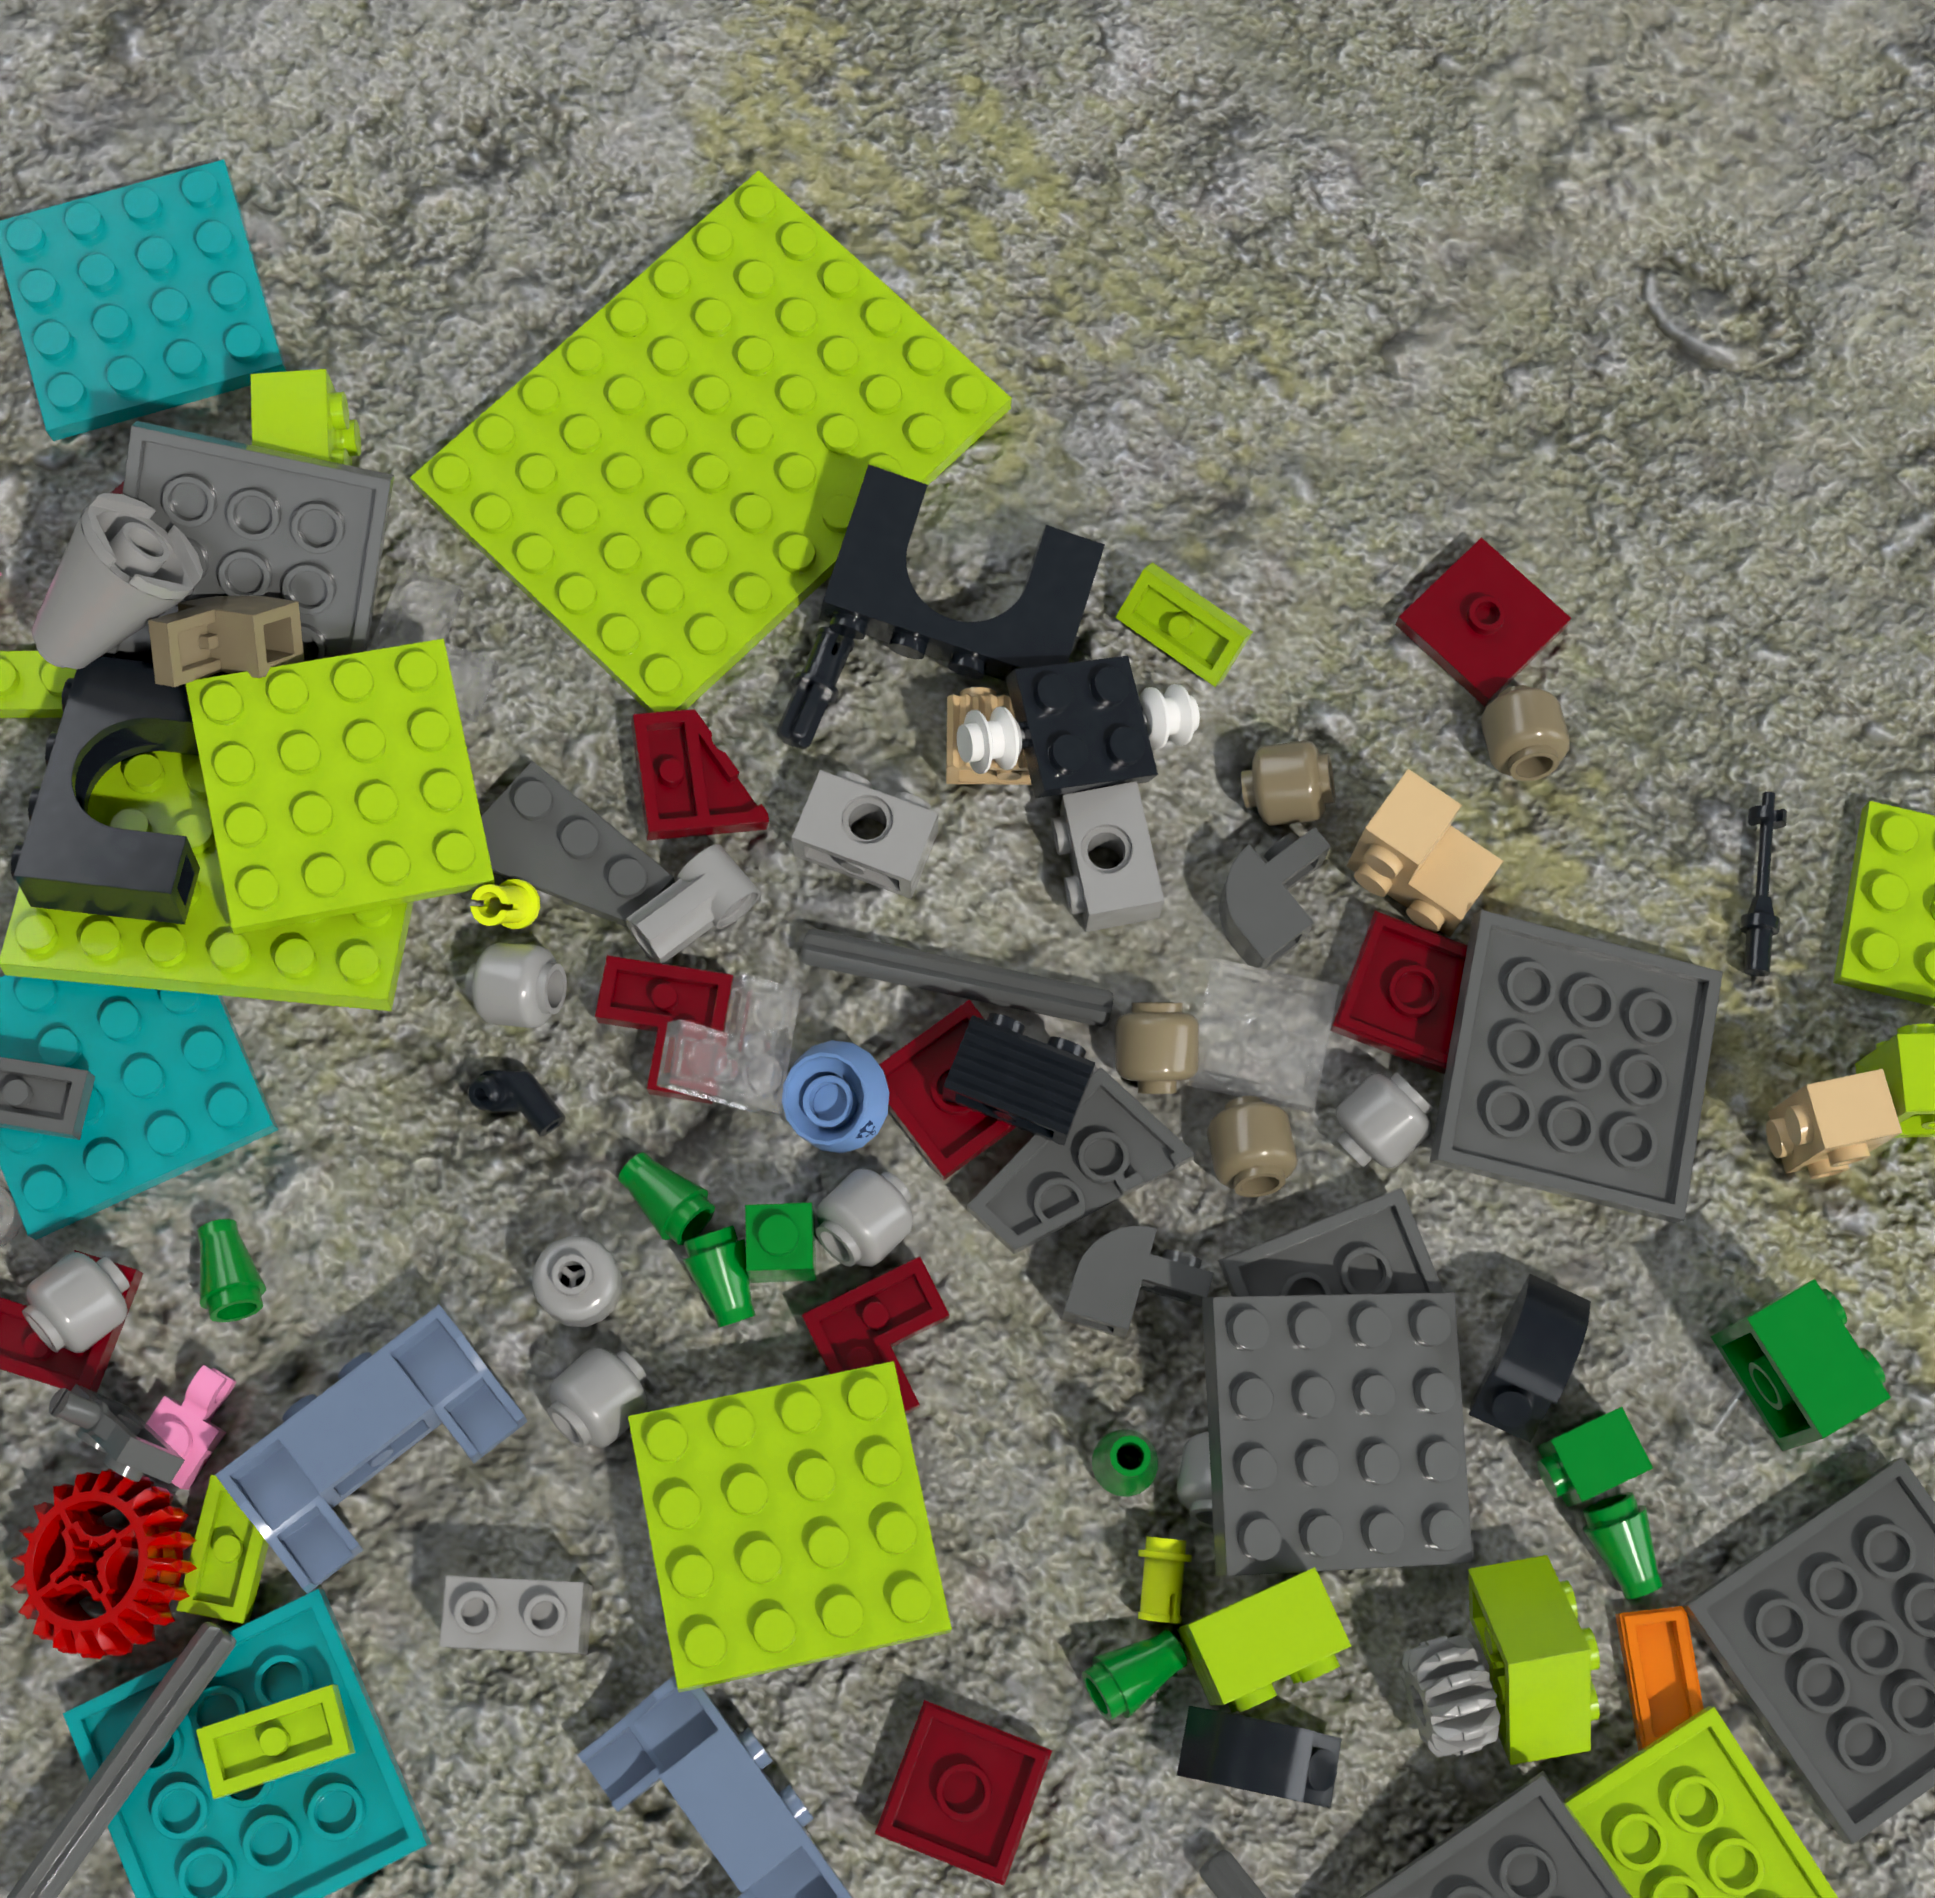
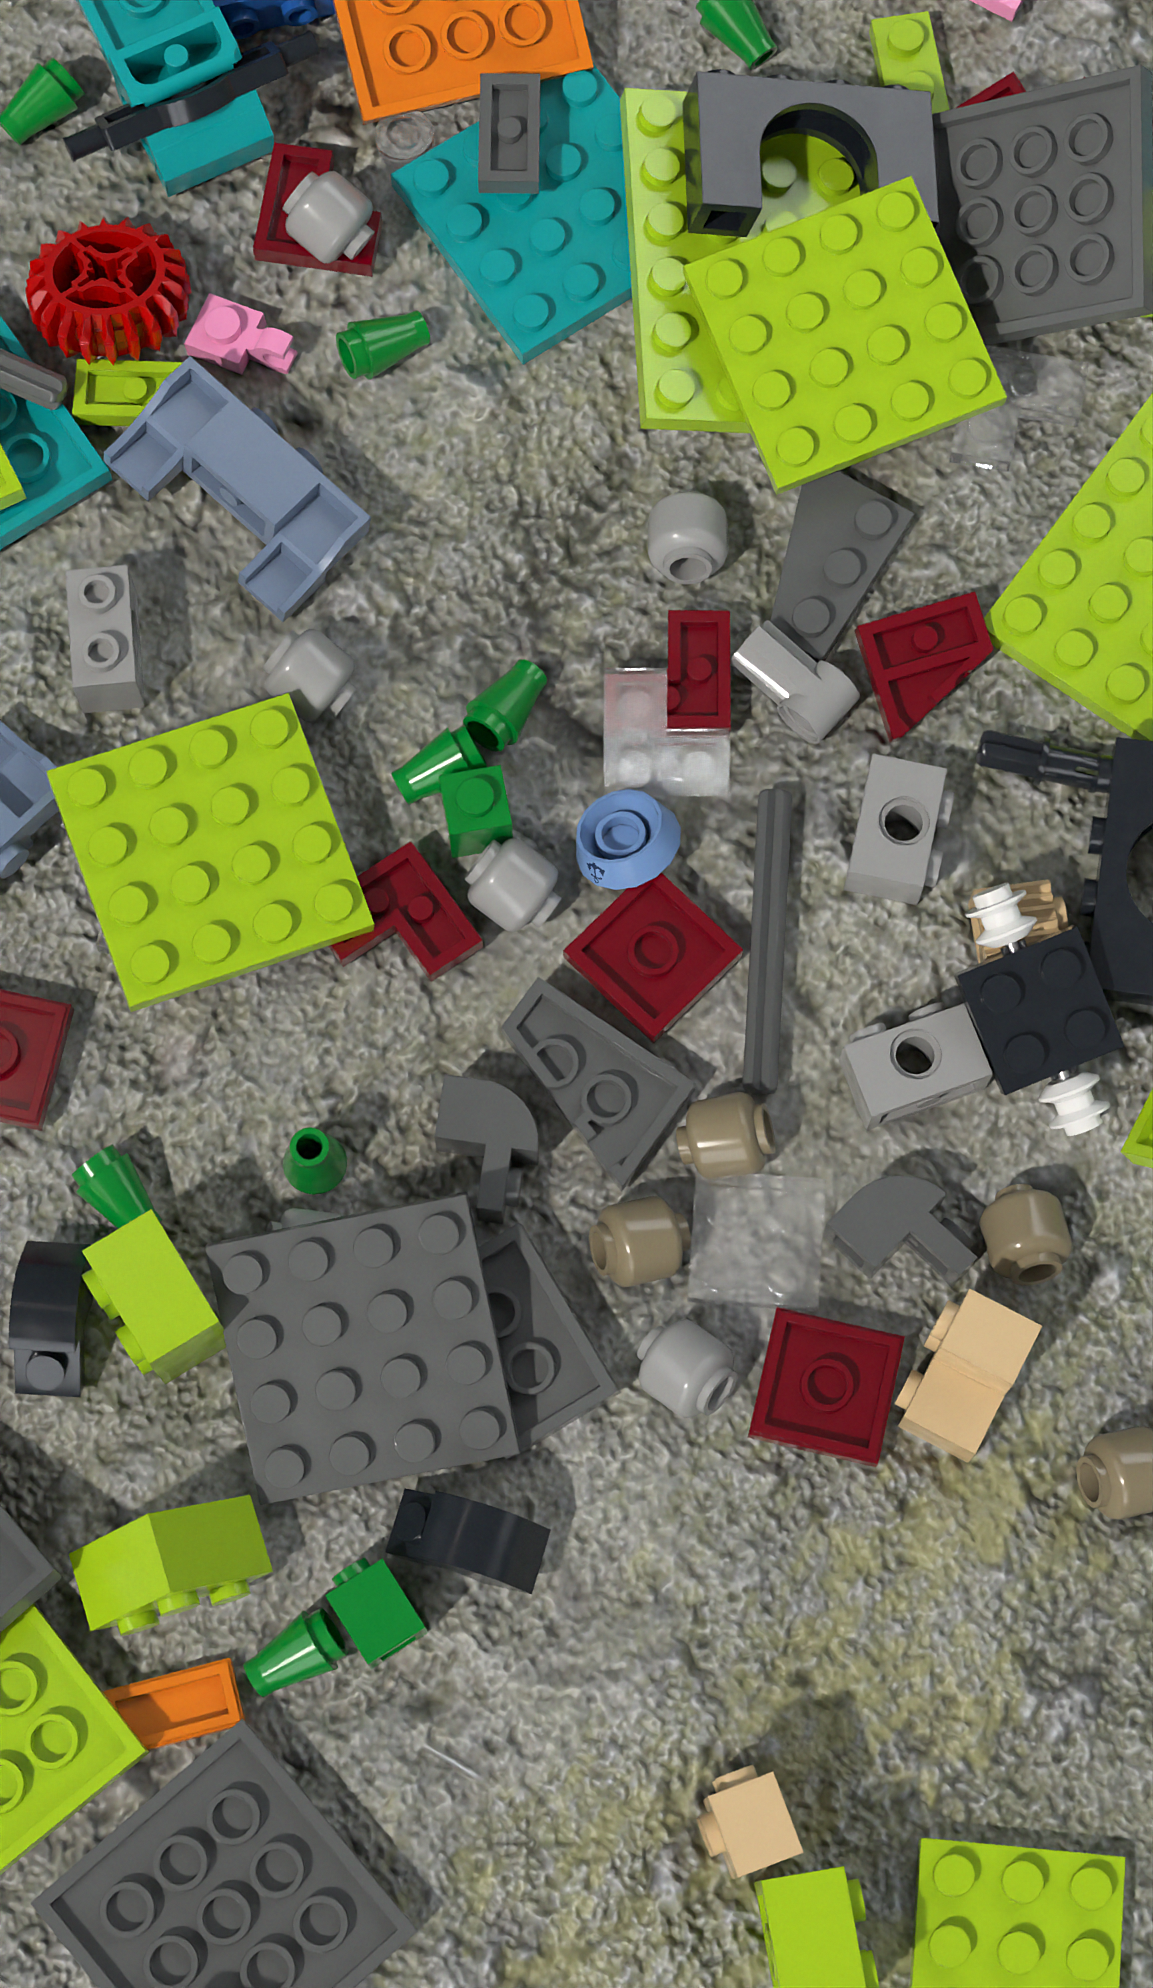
camera: 85 degrees right, 0 degrees up
(112, 581) = (997, 91): light grey cone -> none
(119, 1432) = (221, 273): dark grey plate -> none
(225, 637) = (968, 202): dark tan brick -> none
(498, 903) = (767, 520): neon yellow pin -> none
(516, 1092) = (587, 557): black arm -> none
(593, 1297) = (412, 636): light grey head -> none
(1019, 1077) = (664, 999): black brick -> none
(1162, 1579) = (208, 1210): neon yellow pin -> none
(1450, 1696) = (125, 1486): light grey gear -> none
(1577, 1067) = (773, 1558): dark grey plate -> none
(1760, 921) = (969, 1747): black piece -> none
(1802, 1366) = (491, 1808): green brick -> none

